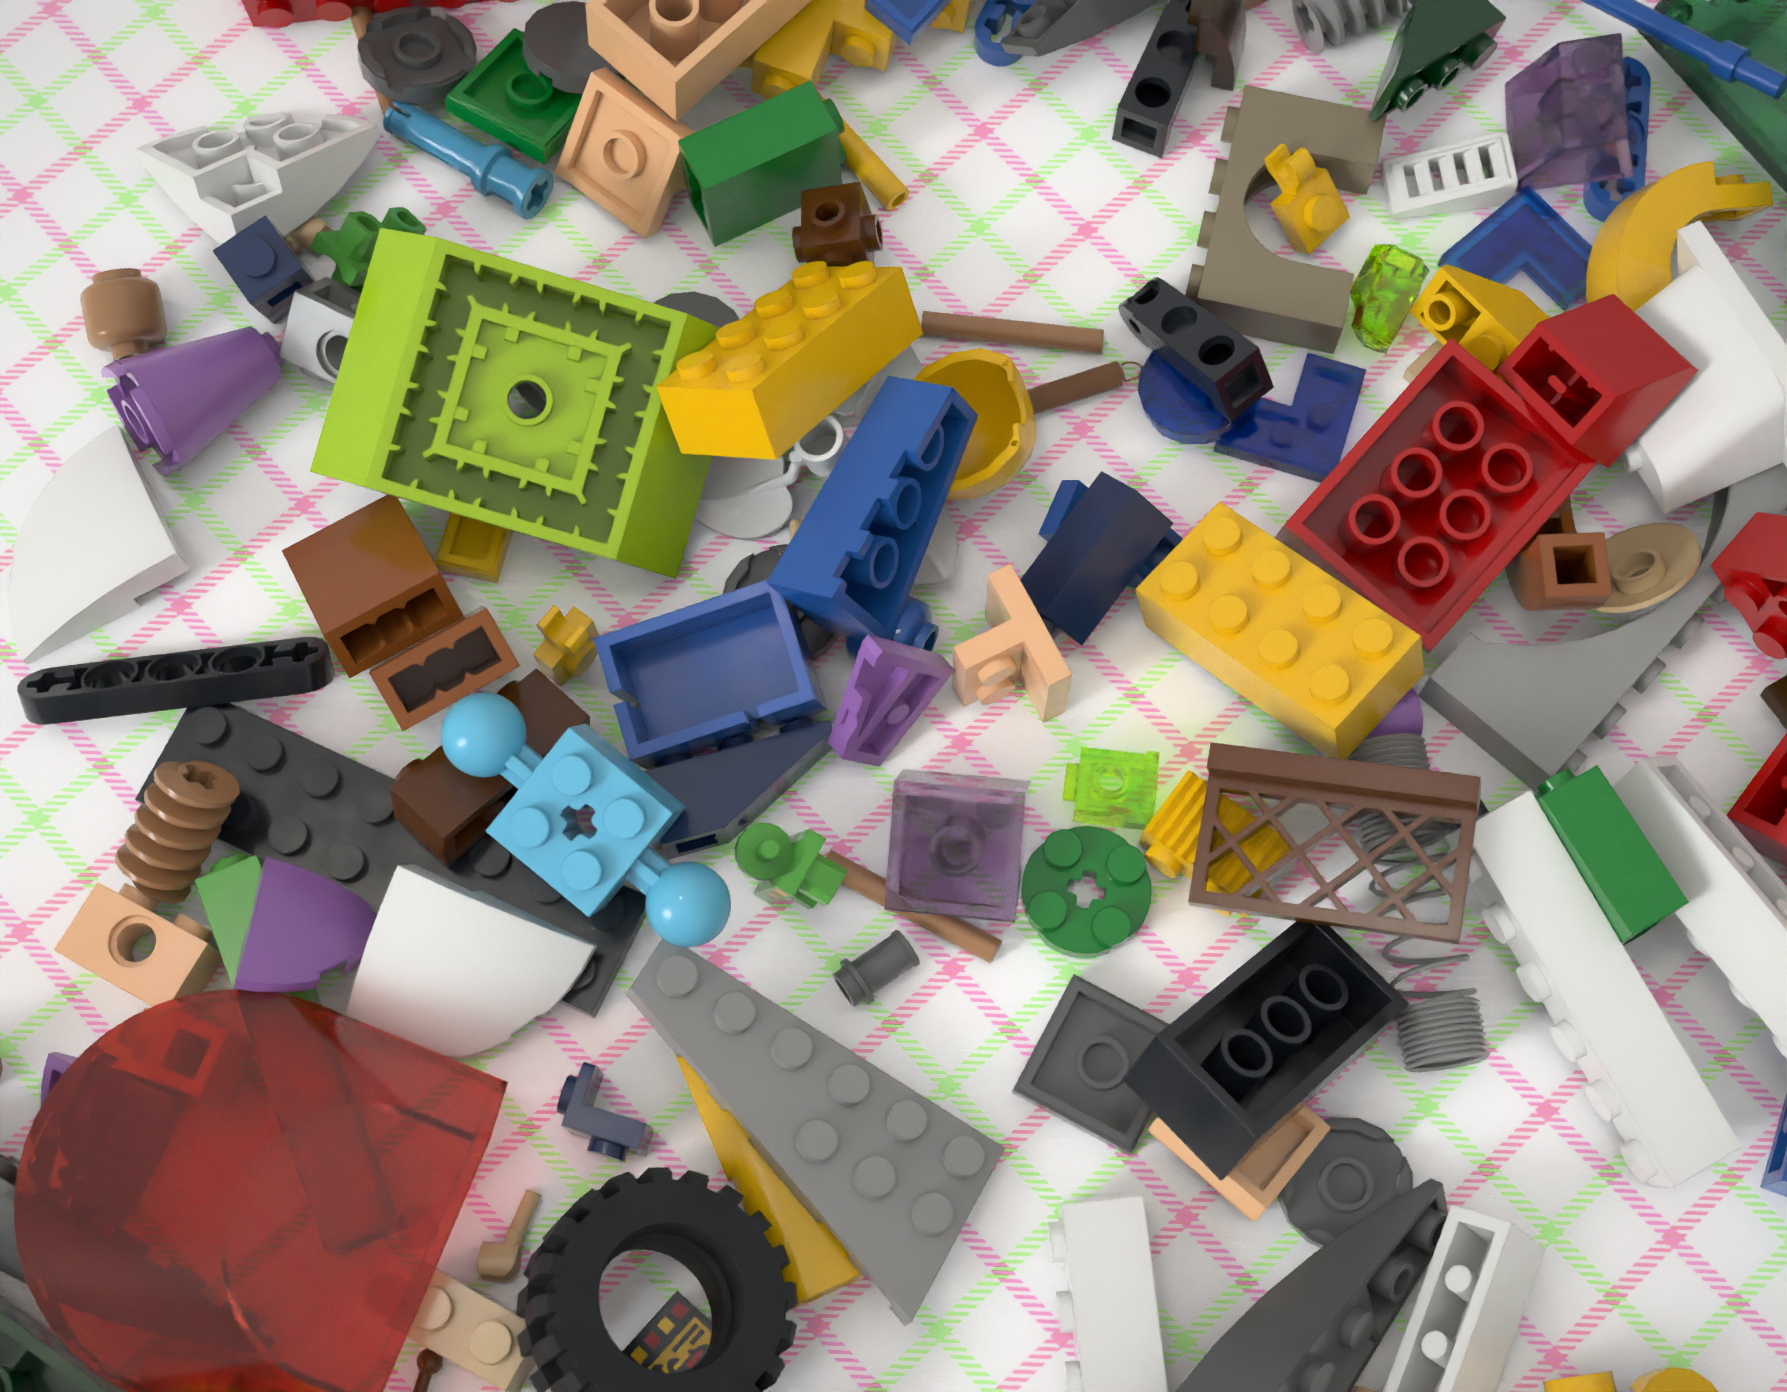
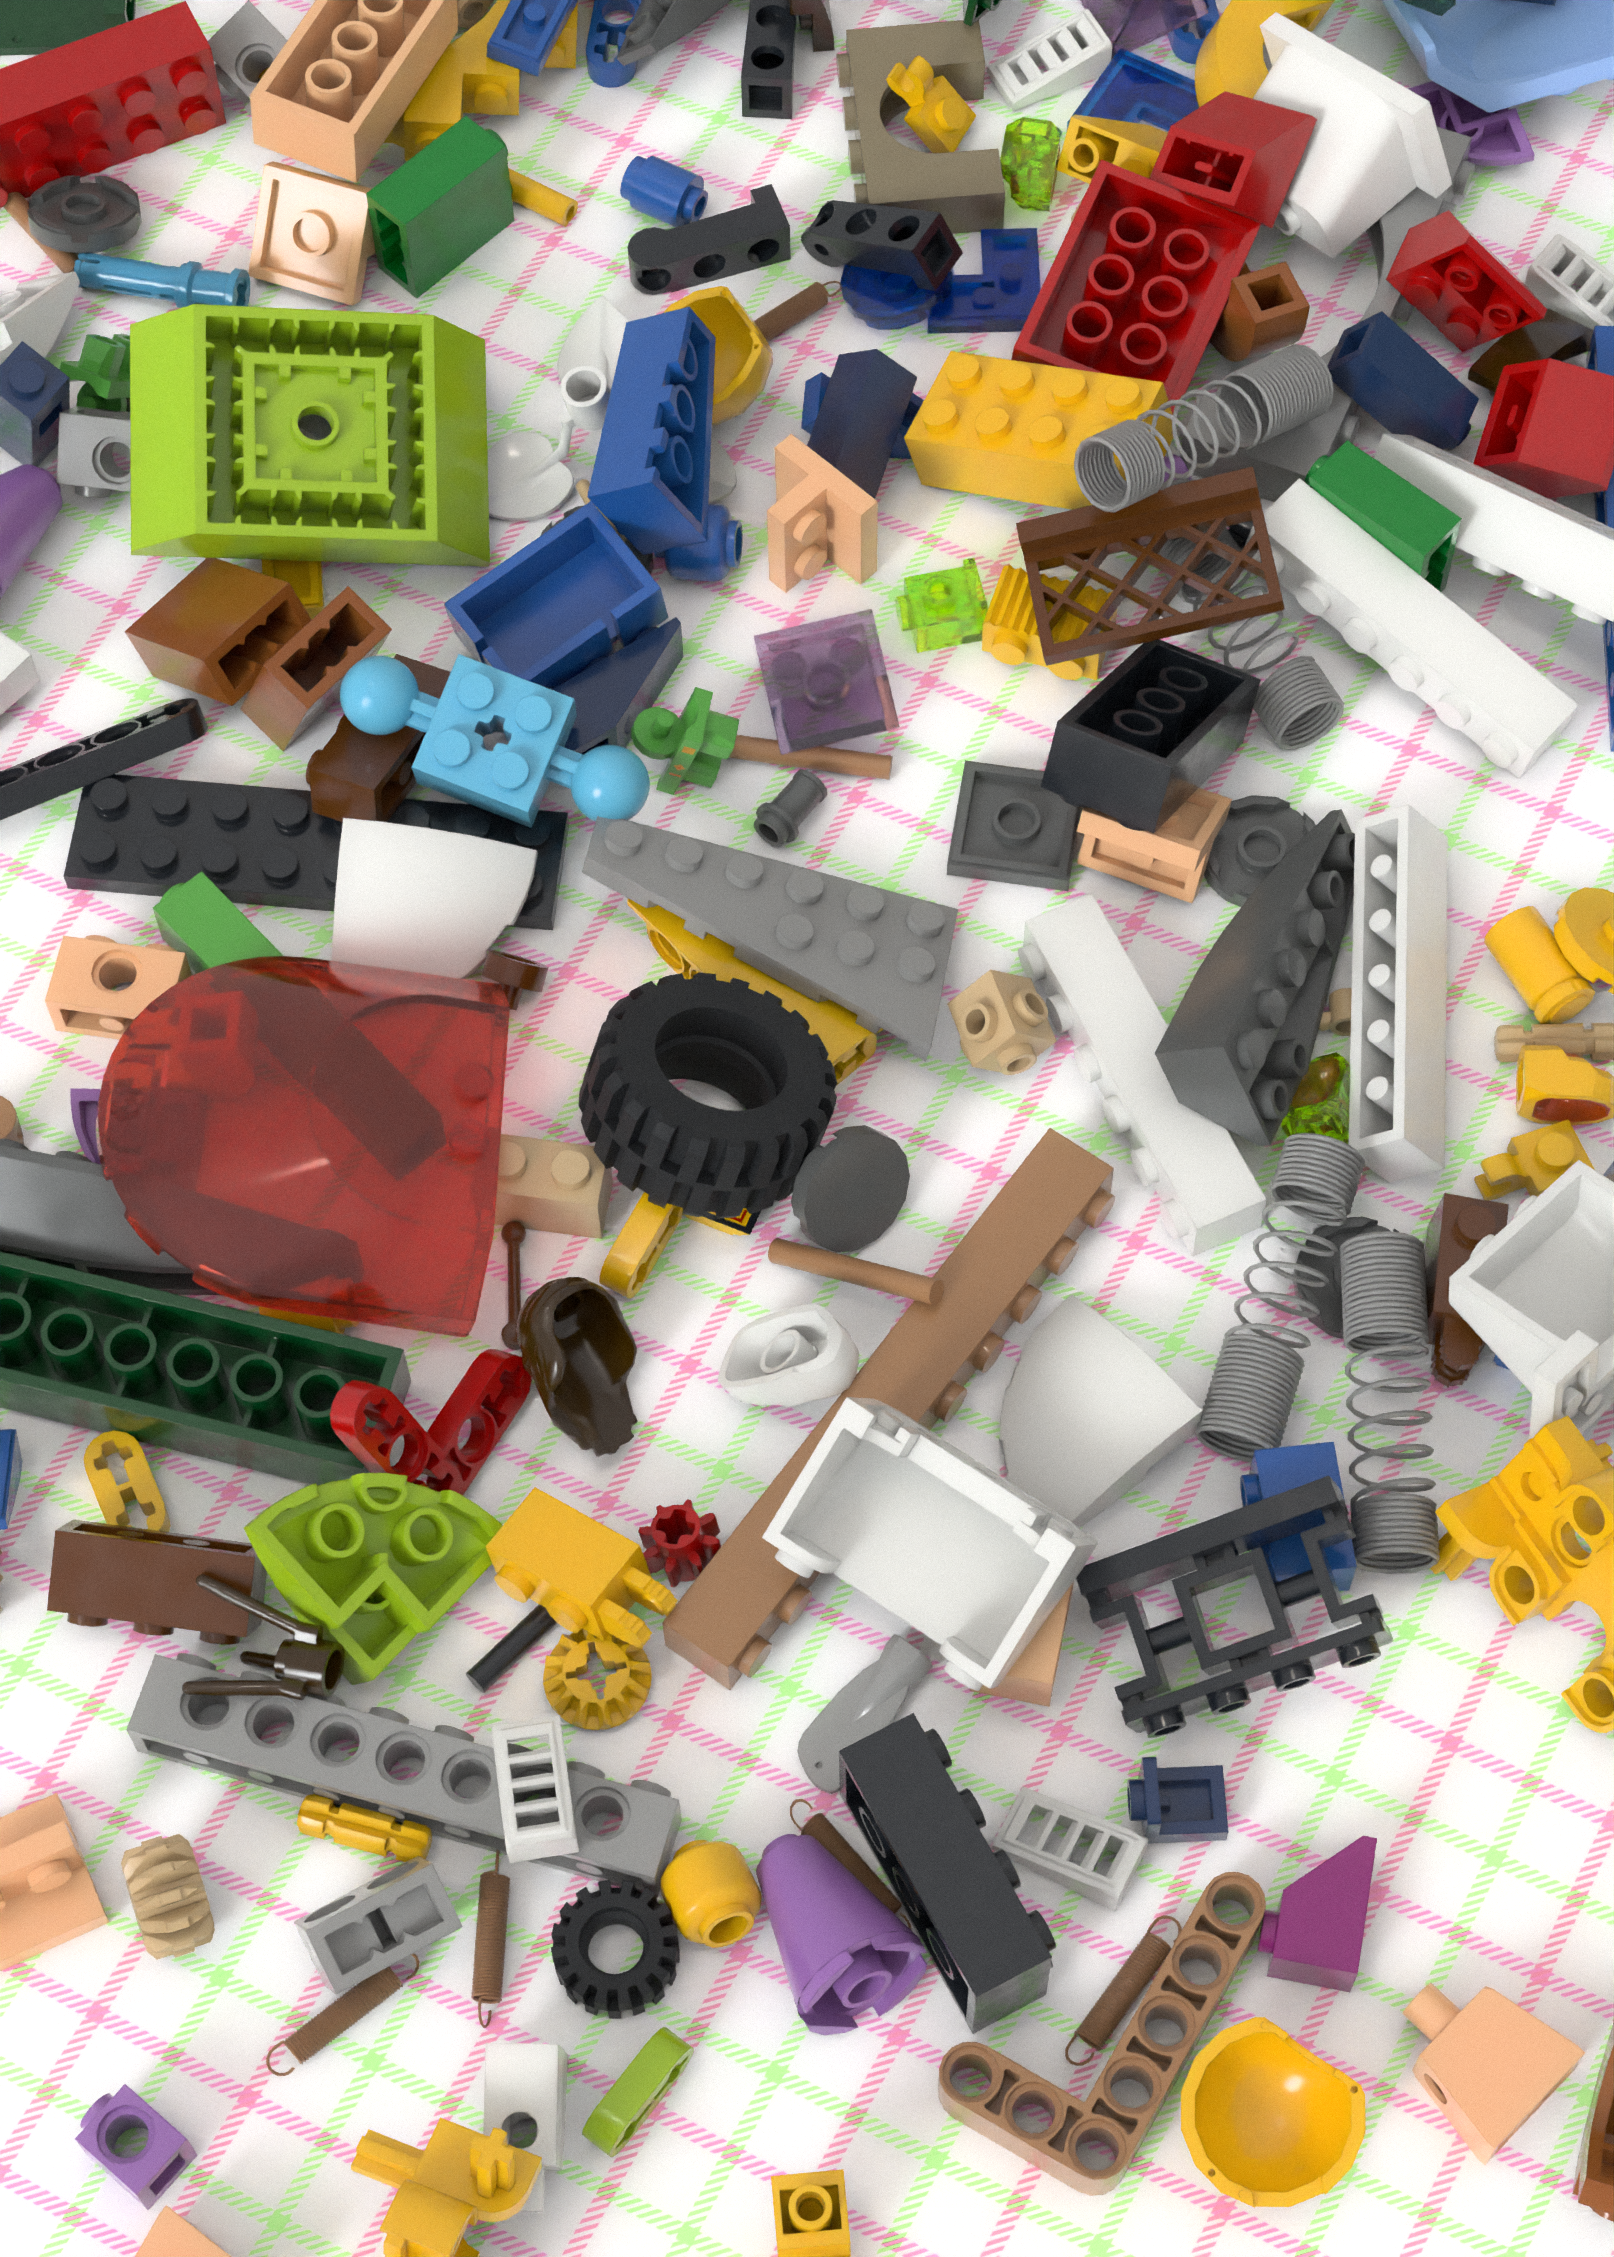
camera: 20 degrees left, 10 degrees down
(176, 828) = (119, 869): medium nougat piece -> none
(300, 930) = (266, 912): medium lavender brick -> none
(503, 1260) = (550, 1126): tan hand -> none
(514, 103) = (197, 219): green plate -> none
(530, 1068) = (514, 974): none -> reddish brown tile
(559, 46) = (226, 164): dark grey tile -> none
(567, 644) = (415, 627): yellow plate -> none
(608, 1132) = (588, 995): dark blue bracket -> none
(790, 360) = (533, 335): yellow brick -> none
(844, 239) = (530, 247): reddish brown brick -> none
(885, 698) = (718, 582): medium lavender wing -> none
(998, 208) = (664, 191): none -> blue brick
(999, 1310) = (1002, 1023): none -> tan brick
(1012, 332) = (737, 282): medium nougat bar -> none
(1024, 286) = (711, 246): none -> black leg
(1116, 870) = (958, 668): green plate -> none
(1509, 686) = (1249, 404): none -> light grey piece
(1649, 565) = (1337, 302): tan dish -> none
(1683, 696) = (1401, 383): none -> dark blue brick

